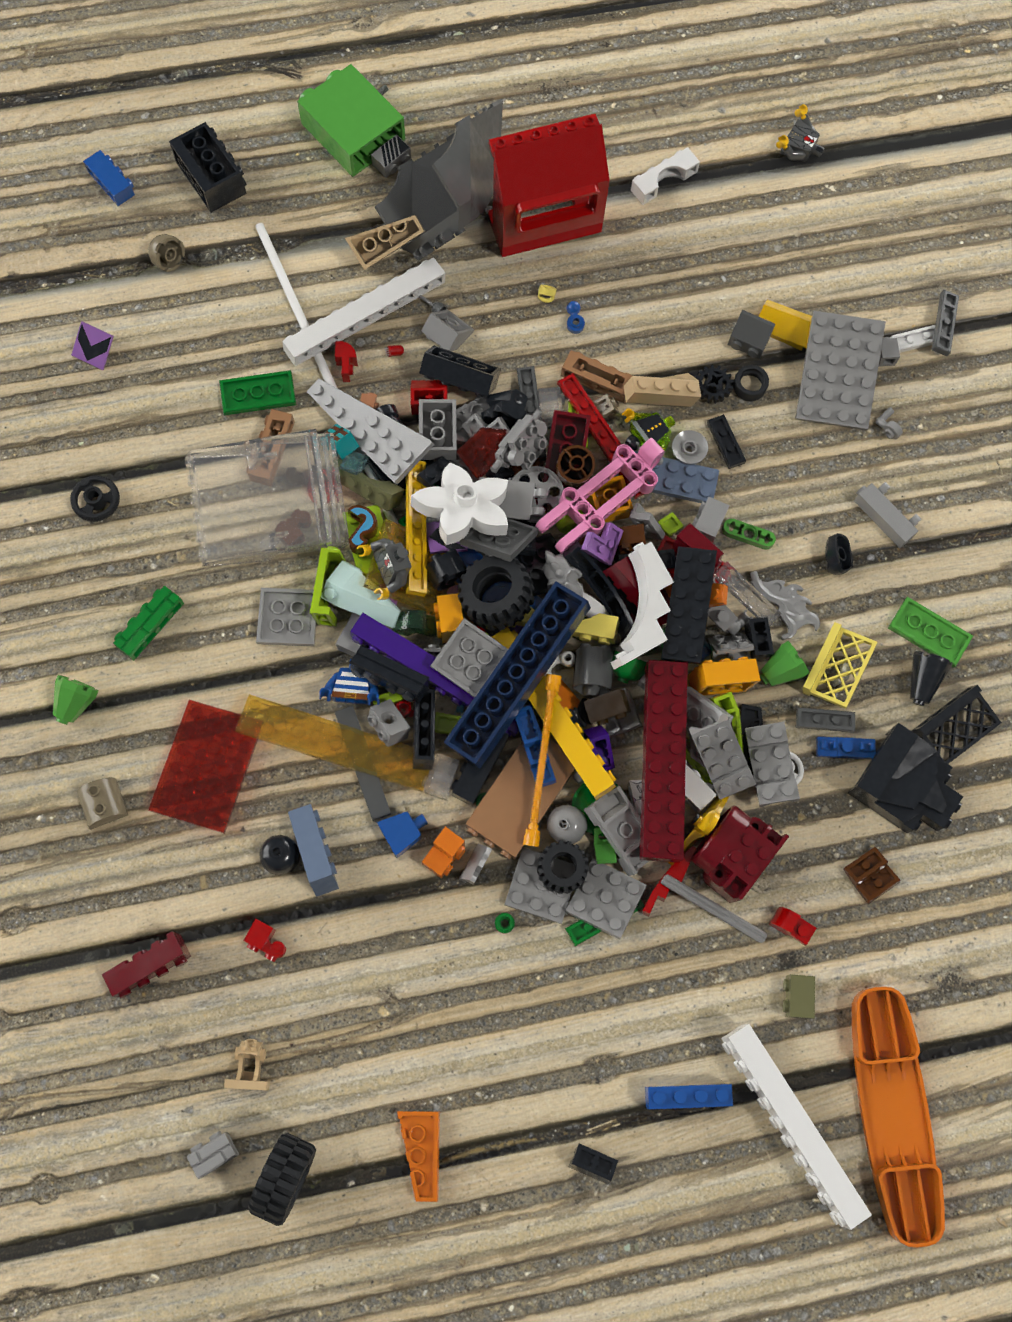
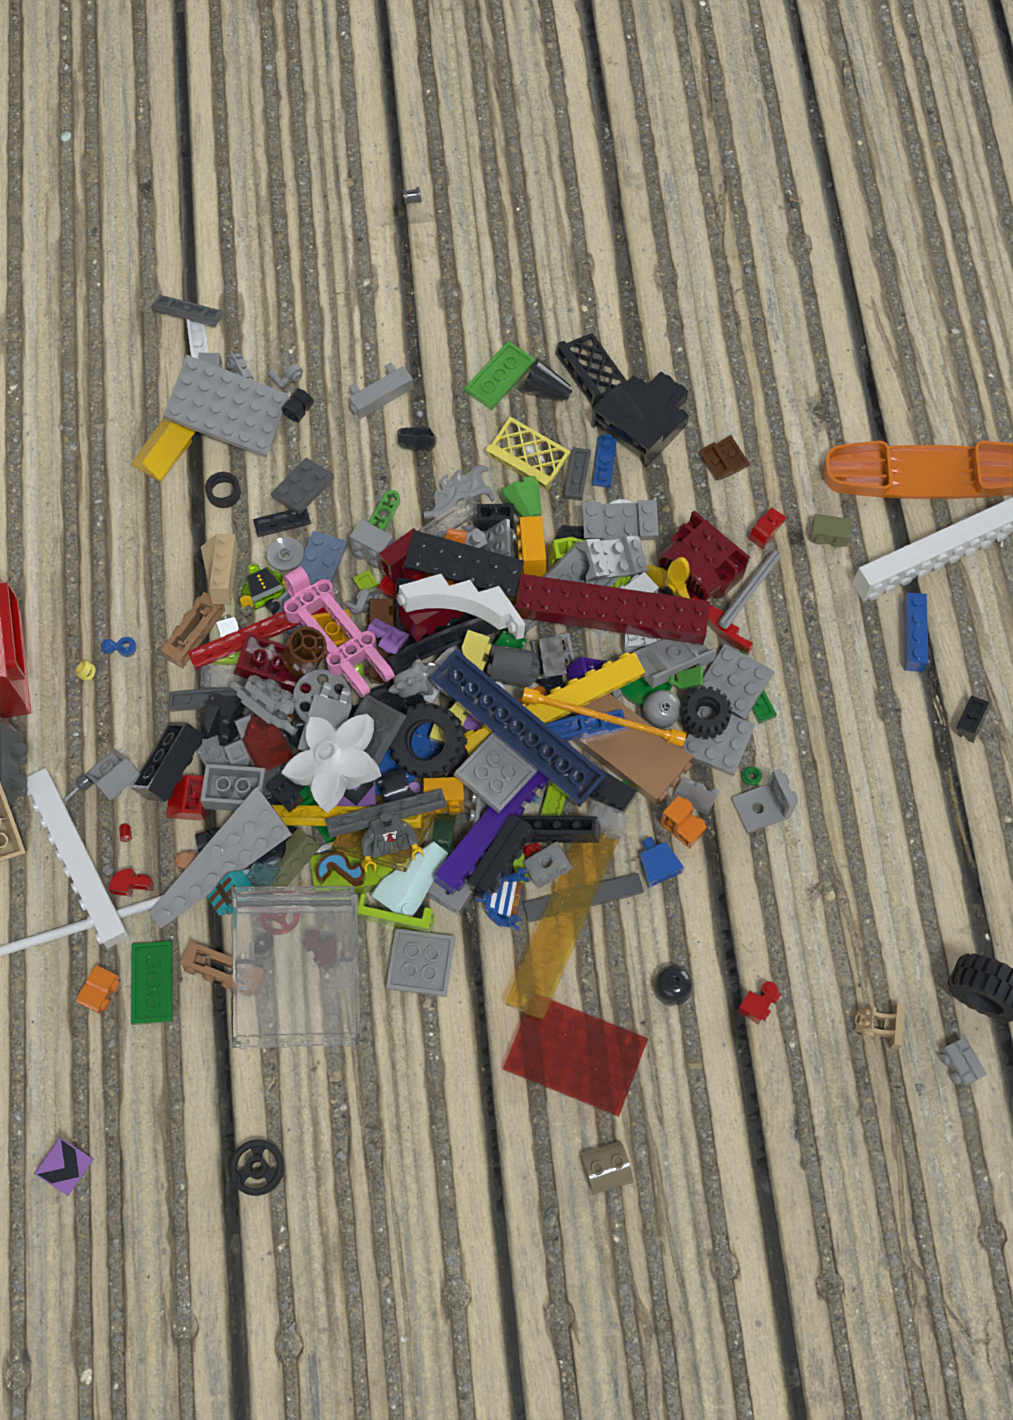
camera: 80 degrees left, 5 degrees down
(71, 698) = (491, 1195): bright green cone -> none
(147, 965) = (780, 1120): dark red wedge -> none
(148, 622) = (412, 1110): green brick -> none
(247, 349) = (98, 989): none -> orange brick
(313, 850) = (670, 947): sand blue wedge -> none
(419, 561) = (403, 808): none -> dark grey tile
(421, 1142) = (955, 867): orange wing -> none
(474, 947) = (774, 798): none -> light grey bracket
(714, 383) = (227, 520): black gear -> none
(751, 334) = (172, 480): dark grey slope -> none
(767, 454) = (302, 485): none -> dark grey plate
(855, 437) = (297, 405): none -> black wheel
(893, 376) = (236, 365): none -> light grey hinge

